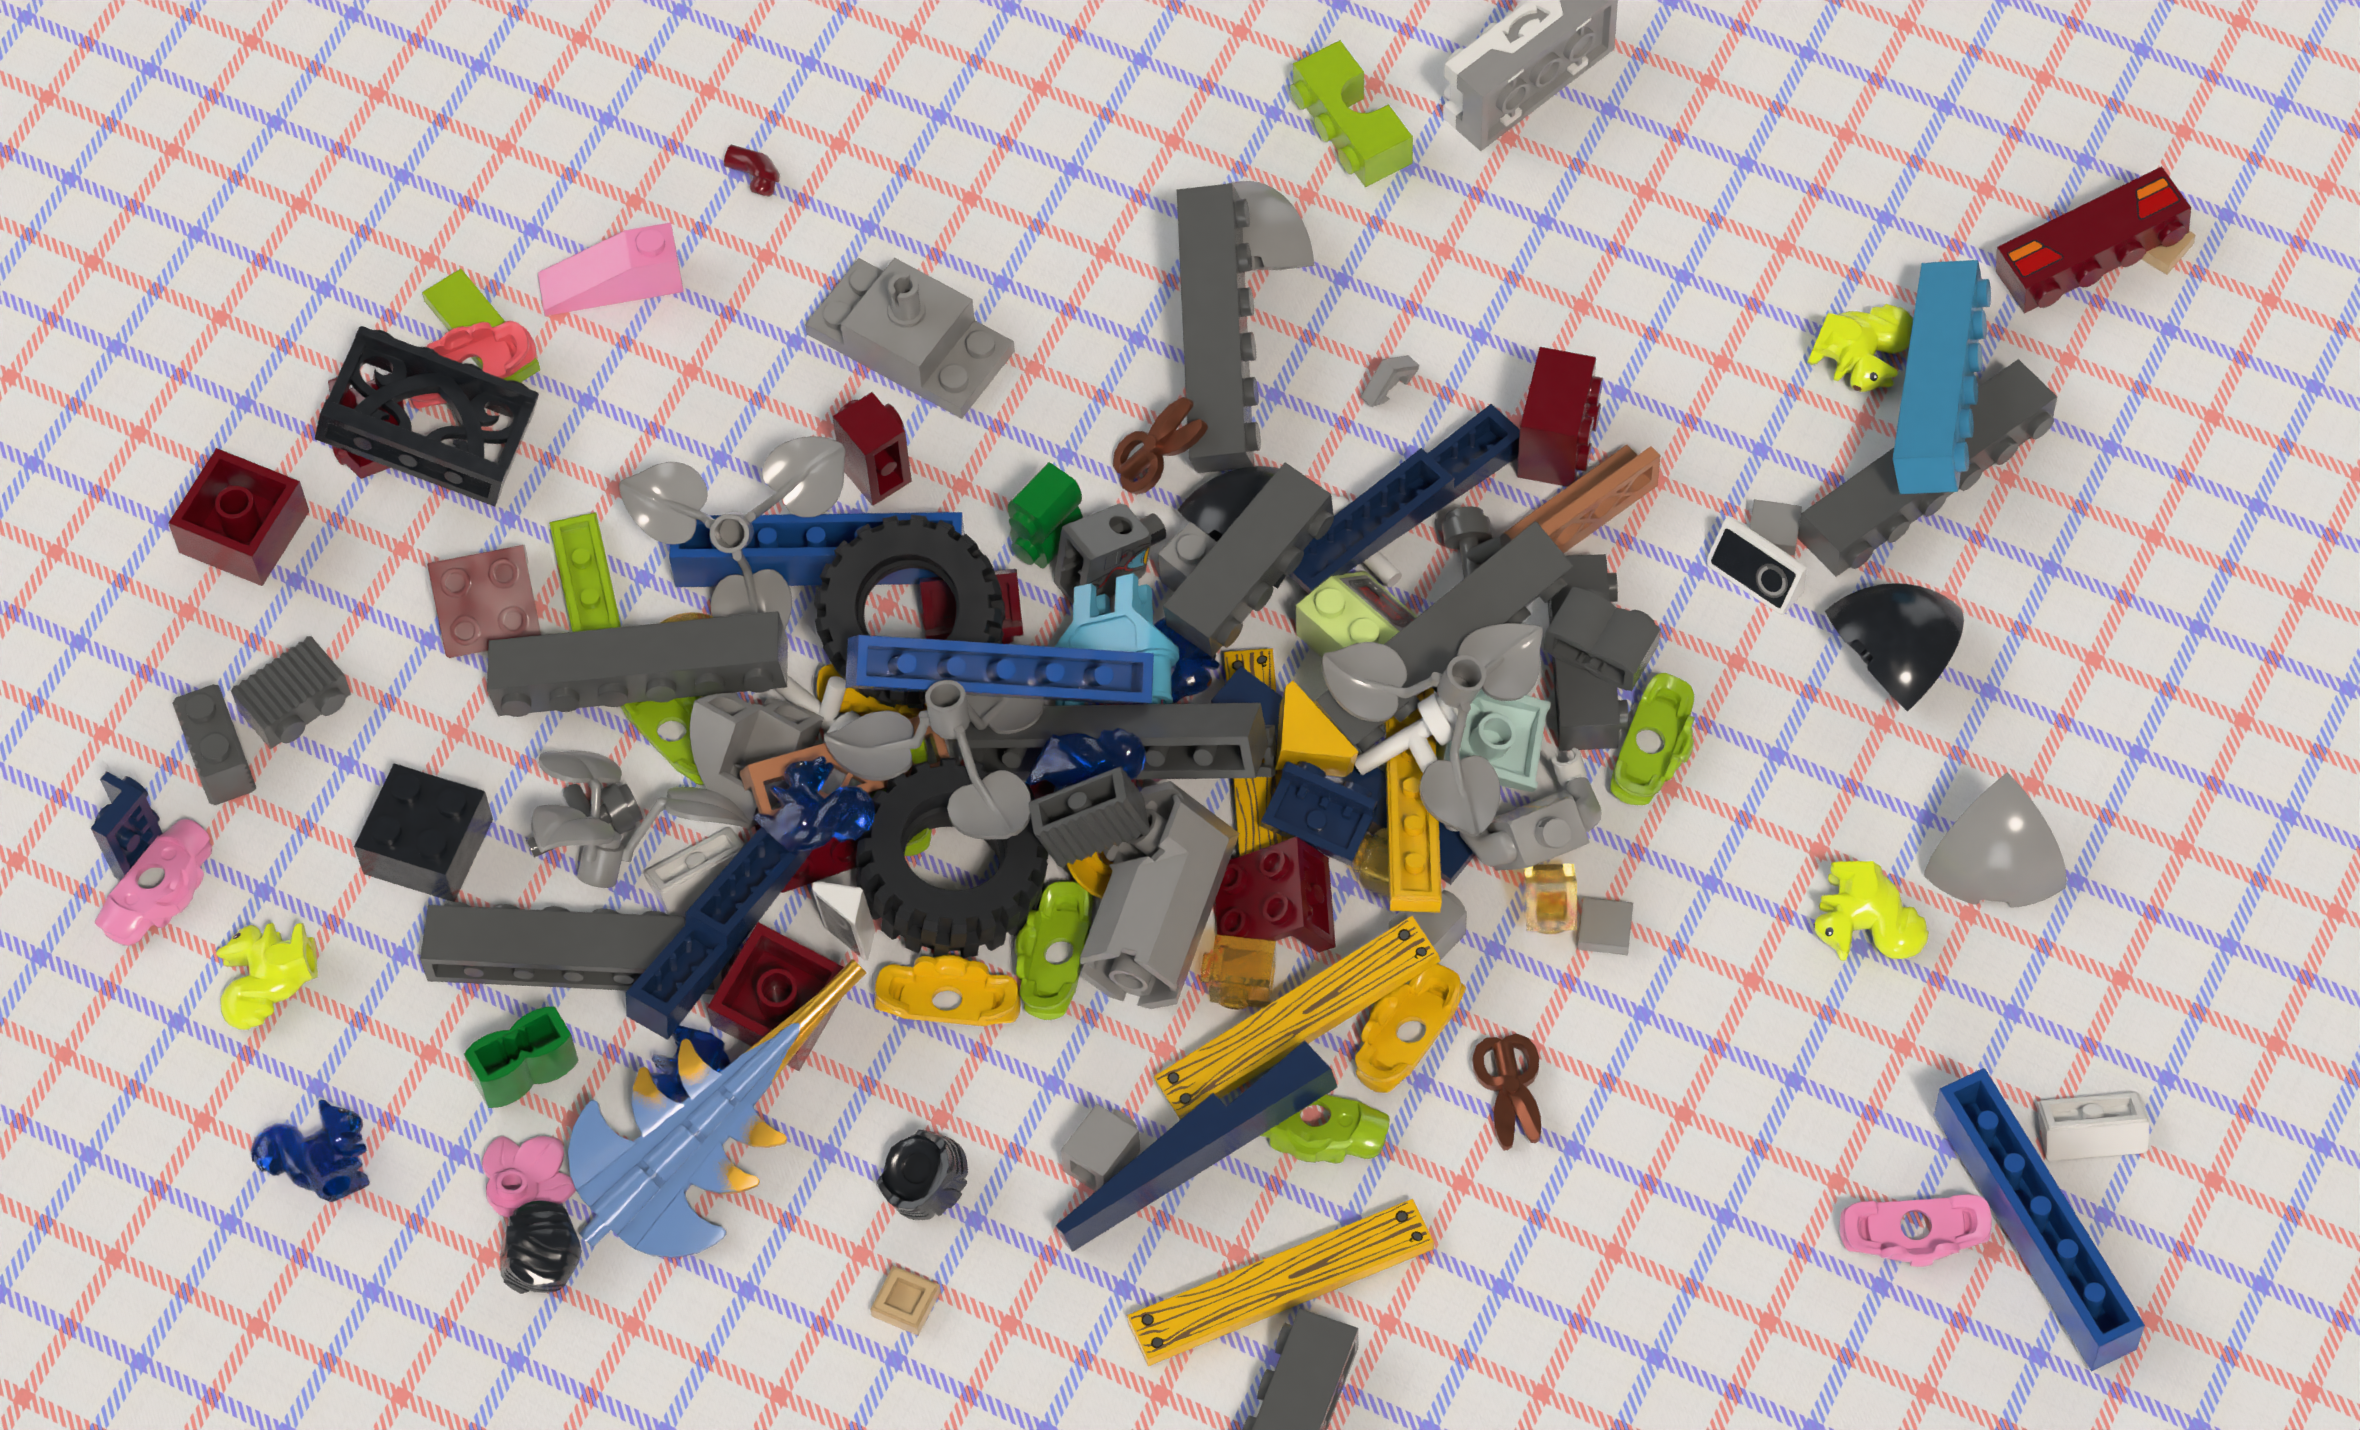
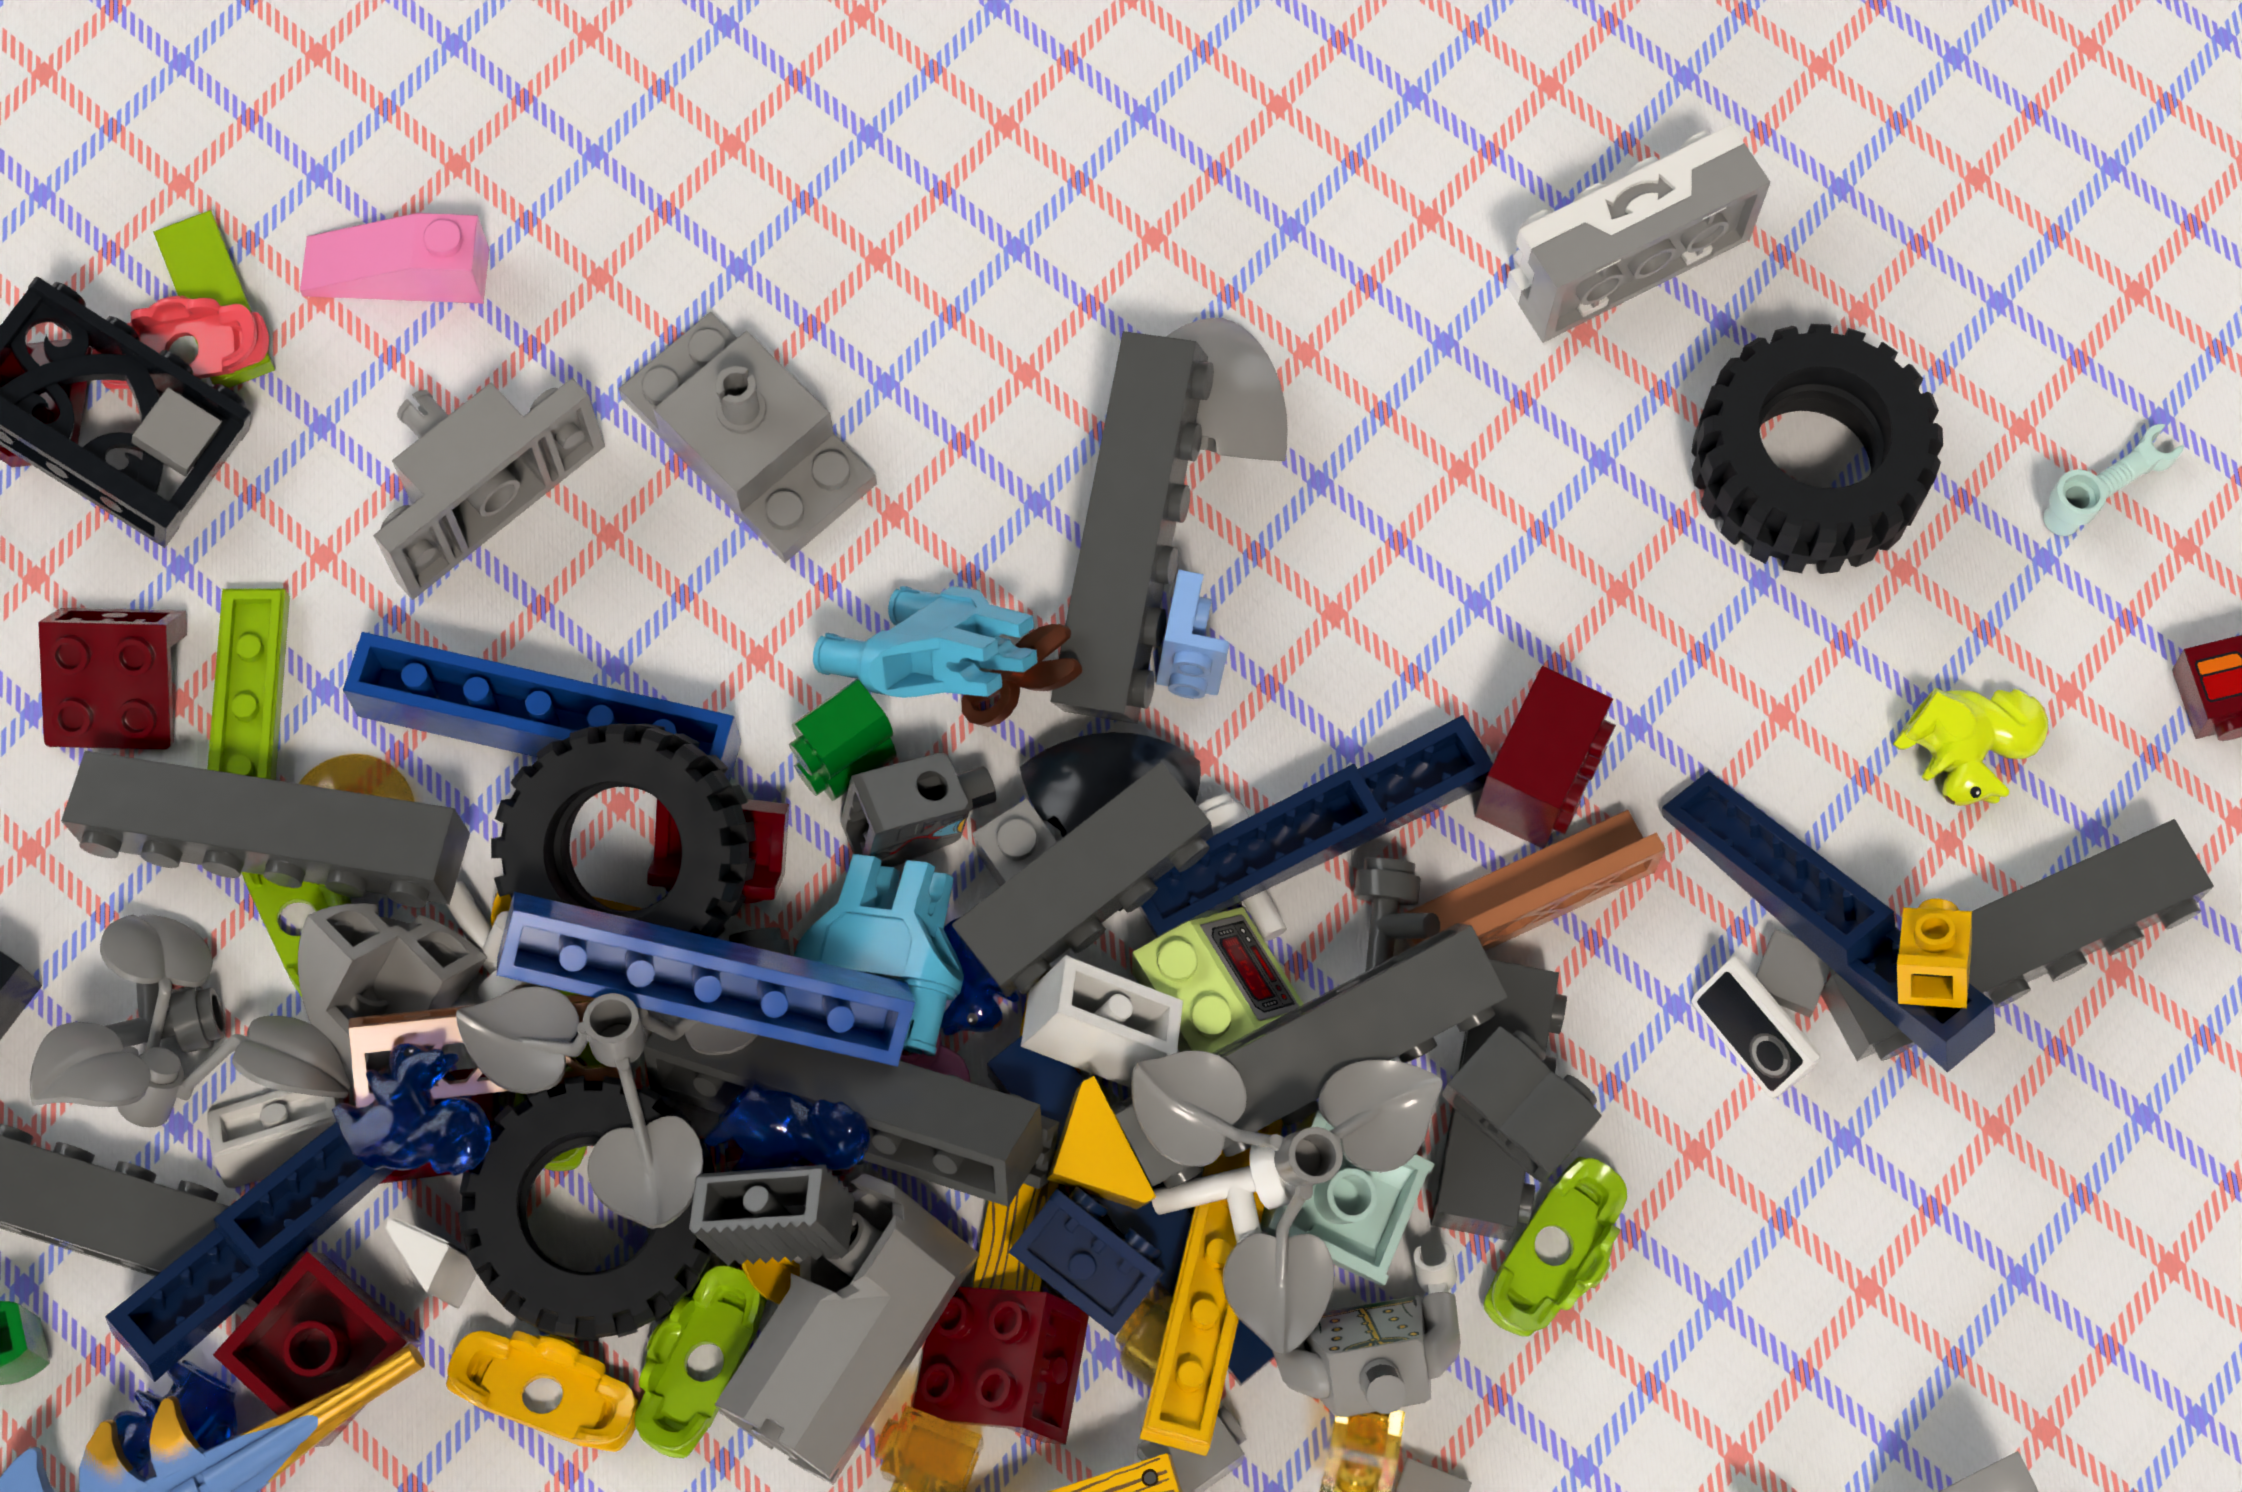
camera: 10 degrees right, 10 degrees up
(488, 416) = (176, 432): none -> light grey tile
(669, 501) = (353, 623): light grey plant -> none
(726, 390) = (478, 474): none -> light grey brick
(756, 164) = (620, 157): dark red arm -> none
(874, 447) = (650, 588): dark red brick -> none
(1094, 434) = (933, 647): none -> medium azure connector
(1282, 401) = (1189, 659): none -> light blue bracket
(1283, 646) = (1099, 1020): none -> white brick
(1366, 143) = (1399, 303): lime arch -> none
(1387, 376) = (1341, 636): light grey tile -> none
(1704, 124) = (1837, 379): none -> black tyre
(1794, 475) = (1824, 911): none -> dark blue slope
(1864, 457) = (1934, 942): none -> yellow brick
(1898, 162) = (2082, 494): none -> light aqua brick
(1901, 635) = (1924, 1184): black brick -> none
(1941, 377) = (2064, 828): dark azure brick -> none

